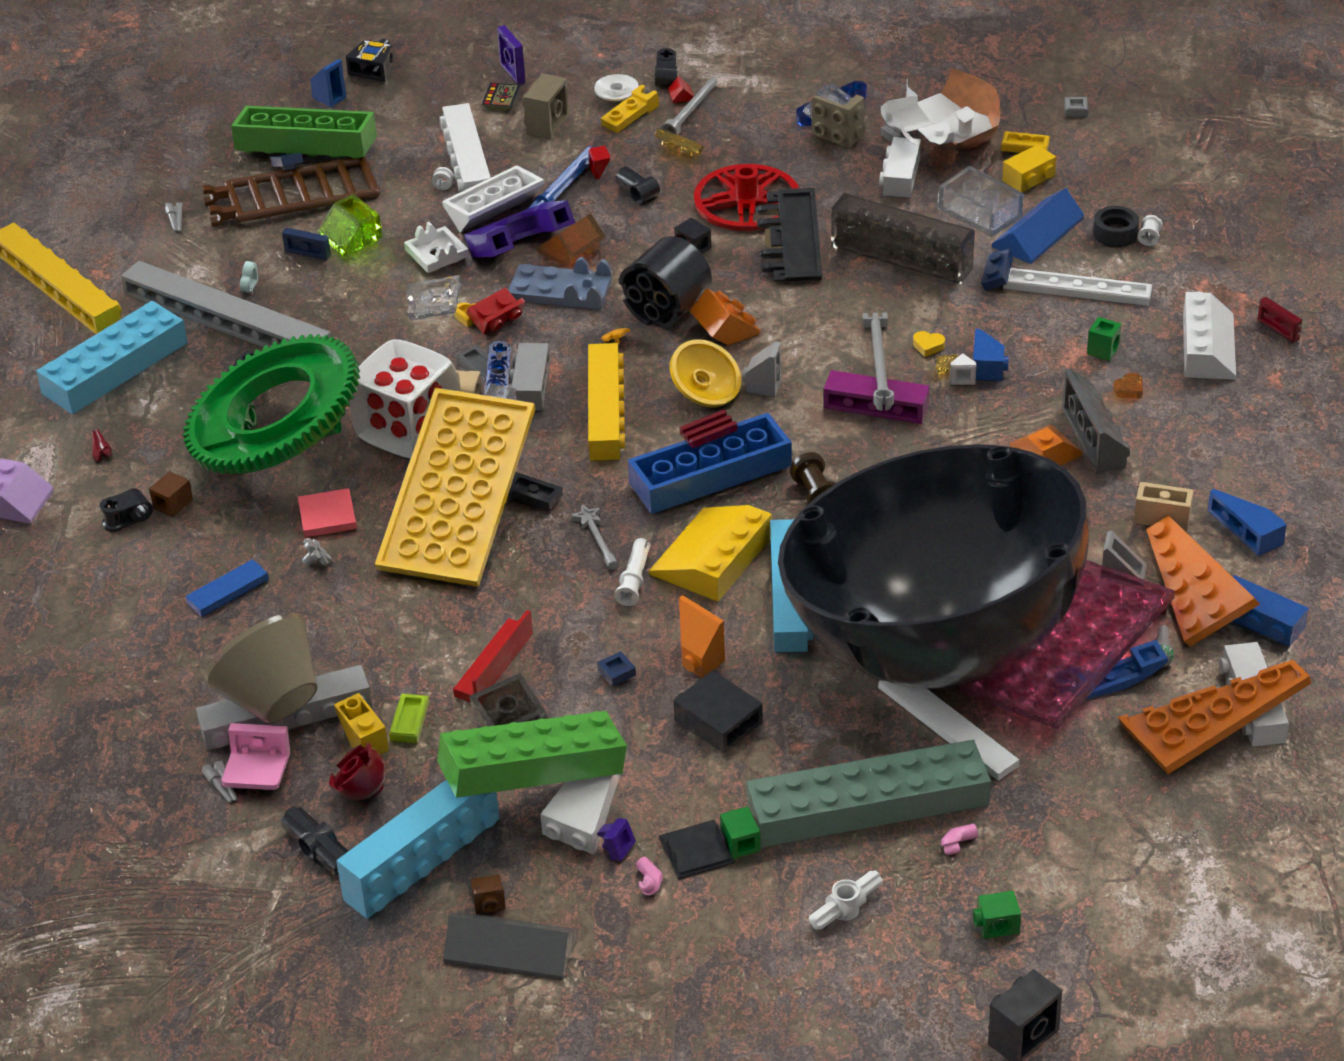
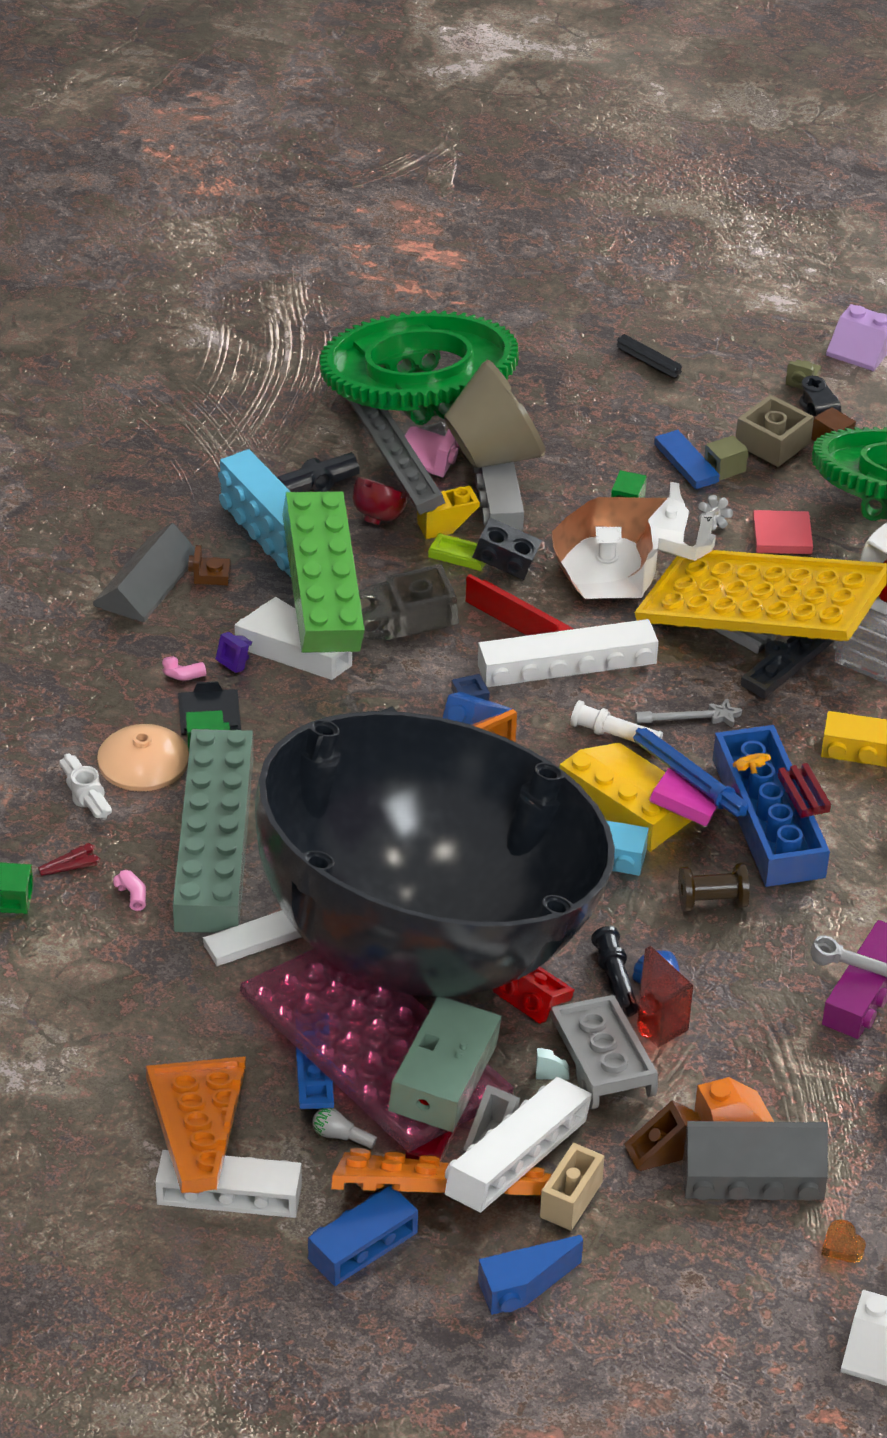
camera: 100 degrees right, 0 degrees up
(56, 637) = (649, 356): none -> black axle
(75, 529) = (799, 370): none -> olive bracket
(187, 524) = (774, 430): none -> dark tan brick
(203, 723) = (353, 358): none -> green piece
(227, 554) = (727, 456): none -> olive brick
(266, 779) = (400, 457): none -> dark grey plate
(302, 604) = (629, 485): none -> green brick
(394, 594) = (614, 542): none -> white piece
(414, 672) = (506, 548): none -> black brick
(550, 616) = (567, 653): none -> white brick
(656, 655) = (470, 709): none -> blue slope
(688, 457) = (751, 761): none -> light orange plant
(722, 504) = (683, 798): none -> dark pink tile
(725, 476) = (723, 796): none -> blue axle
(778, 880) = (143, 757): none -> light nougat dish
(933, 889) = (76, 859): none -> dark red piece
(1088, 471) = (661, 1138): none -> reddish brown slope
(1113, 580) = (444, 1063): none -> sand green brick
(1162, 526) = (517, 1144): none -> white brick

